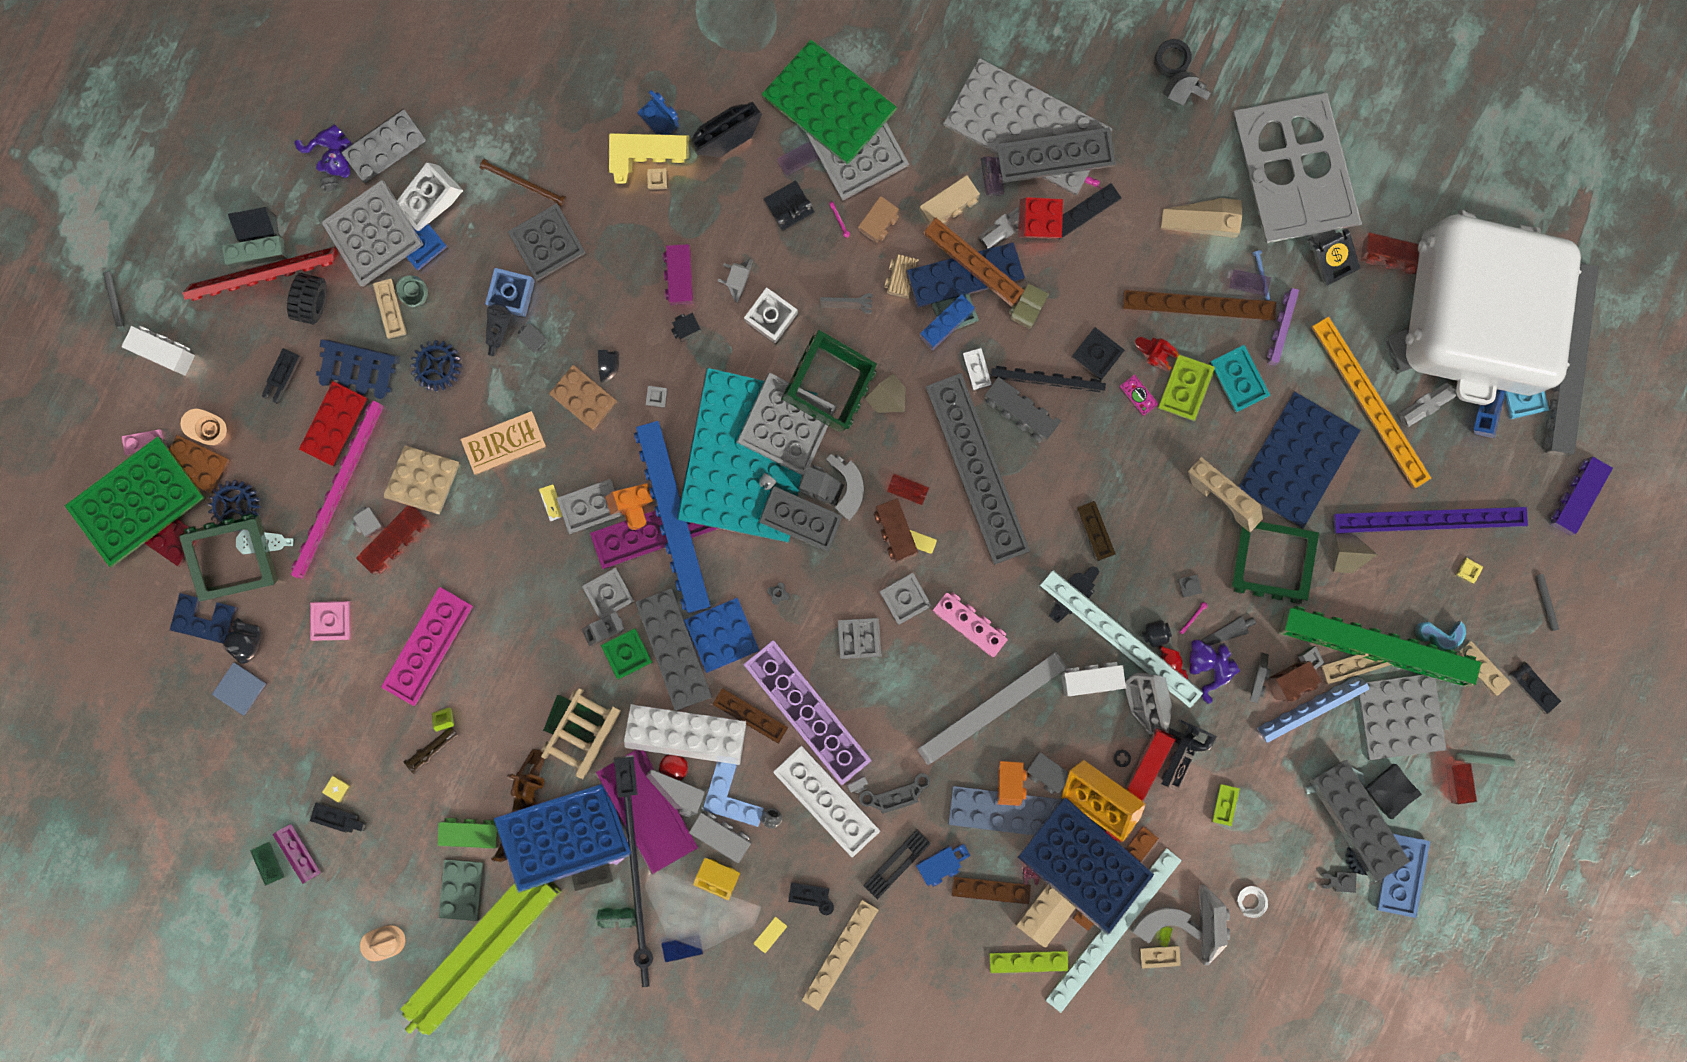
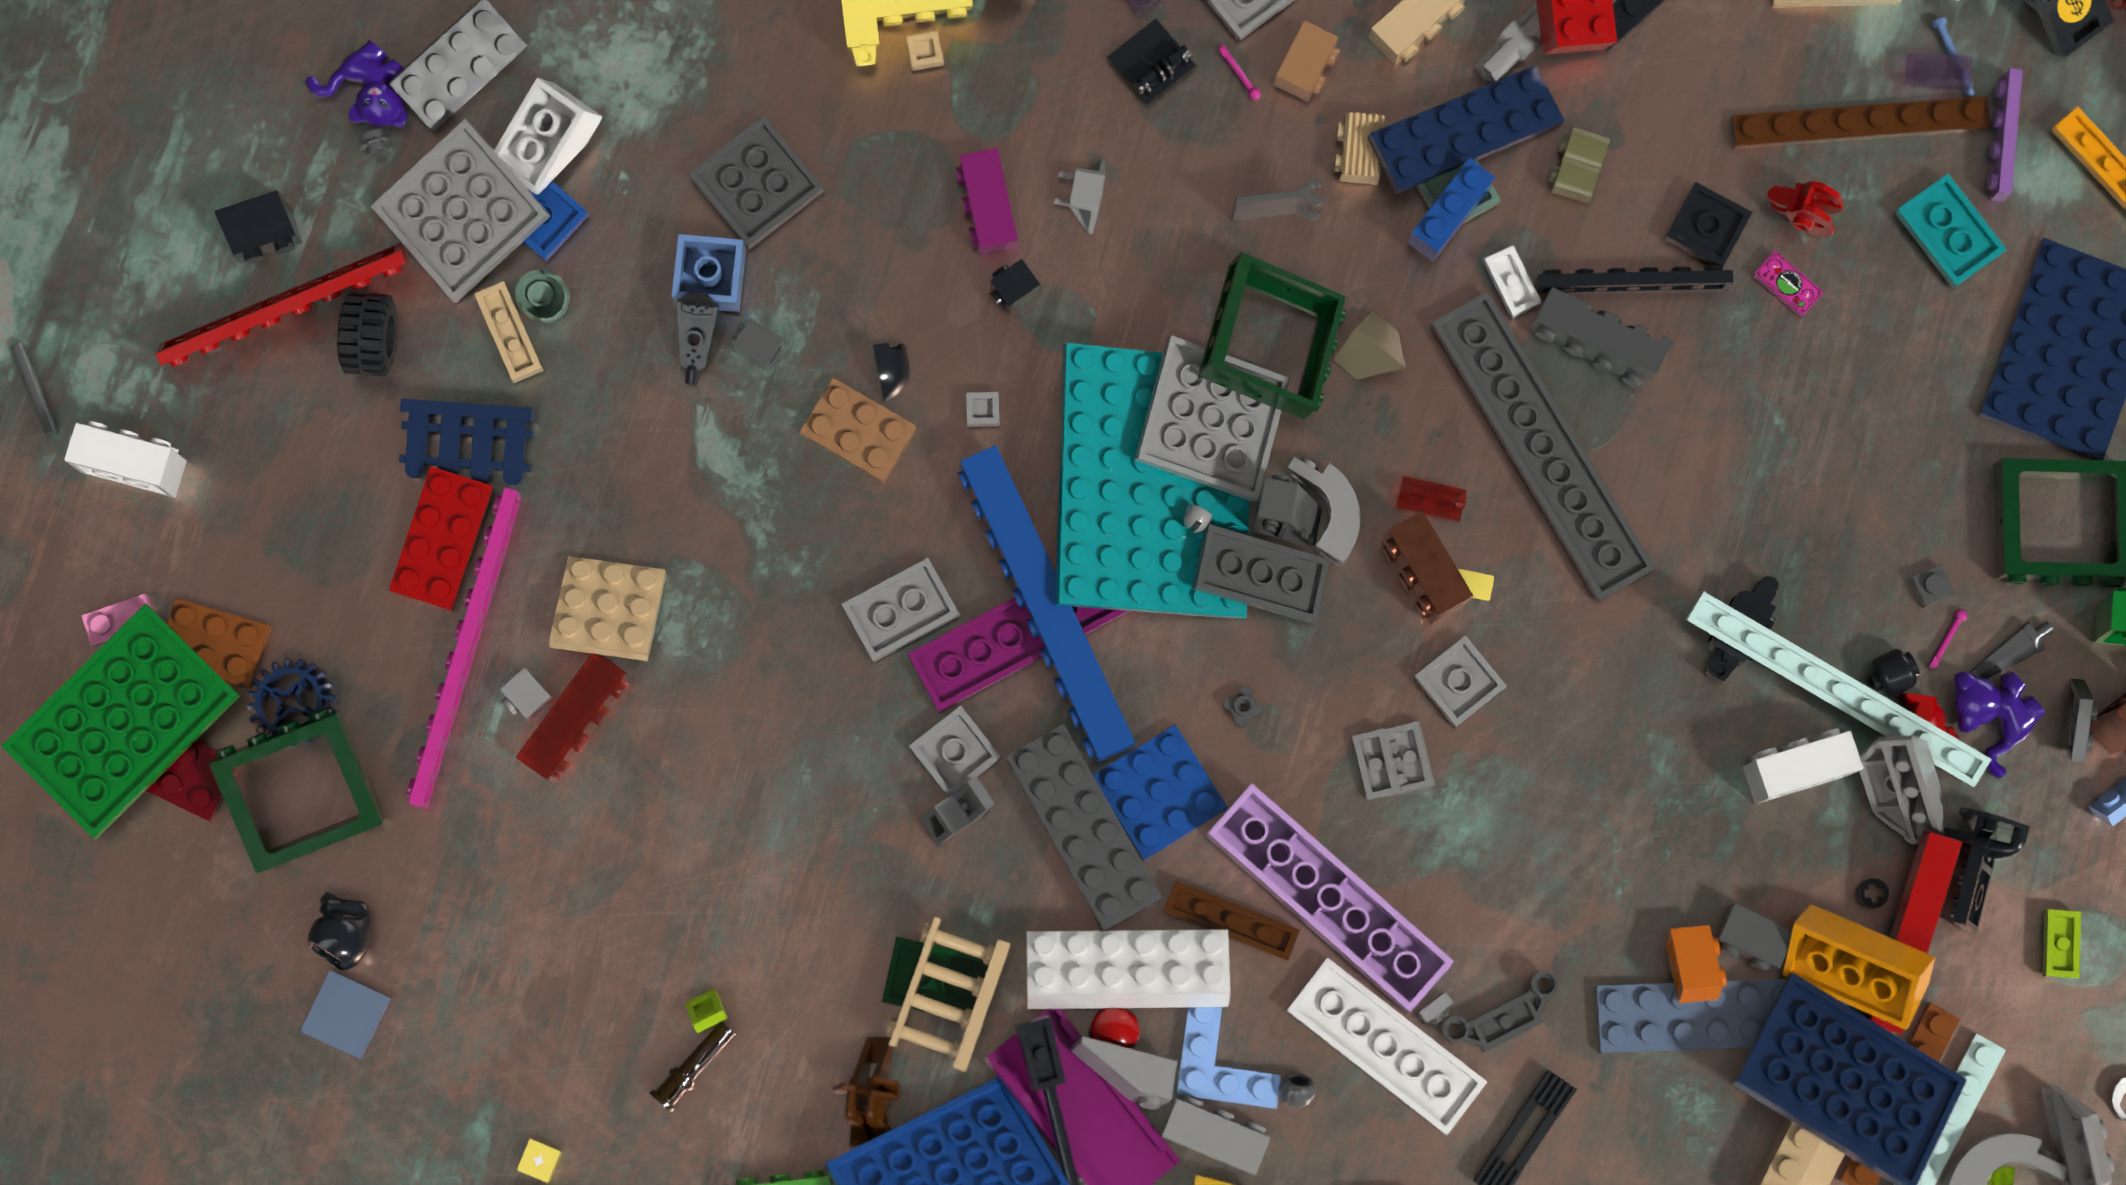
camera: 15 degrees left, 5 degrees down
(186, 622) = (238, 916): dark blue plate -> none
(203, 426) = (222, 575): light nougat piece -> none
(254, 252) = (265, 272): sand green brick -> none
(269, 536) = (332, 769): light aqua piece -> none
(281, 374) = (340, 468): black hinge -> none
(330, 620) = (485, 873): bright pink tile -> none
(427, 646) = (659, 890): dark pink plate -> none
(430, 370) = (591, 424): dark blue gear -> none
(503, 443) = (735, 526): light nougat tile -> none
(522, 182) = (698, 90): reddish brown bar -> none
(550, 501) = (832, 614): light yellow sticker -> none
(626, 654) = (1003, 849): green plate -> none
(630, 503) = (970, 592): orange brick -> none
(771, 315) = (1154, 244): white brick -> none
(942, 864) = (1601, 1122): blue brick -> none
(969, 624) = (1576, 707): bright pink brick -> none
(973, 261) = (1478, 103): dark orange plate -> none
(991, 890) = (1692, 1154): reddish brown plate -> none
(992, 708) = (1638, 843): light grey beam -> none
(1030, 874) = (1754, 1112): clear pink plate -> none
(1096, 531) = (1759, 518): dark brown plate -> none
(1186, 387) = (1866, 258): lime plate -> none
(1209, 479) = (2007, 435): tan arch -> none

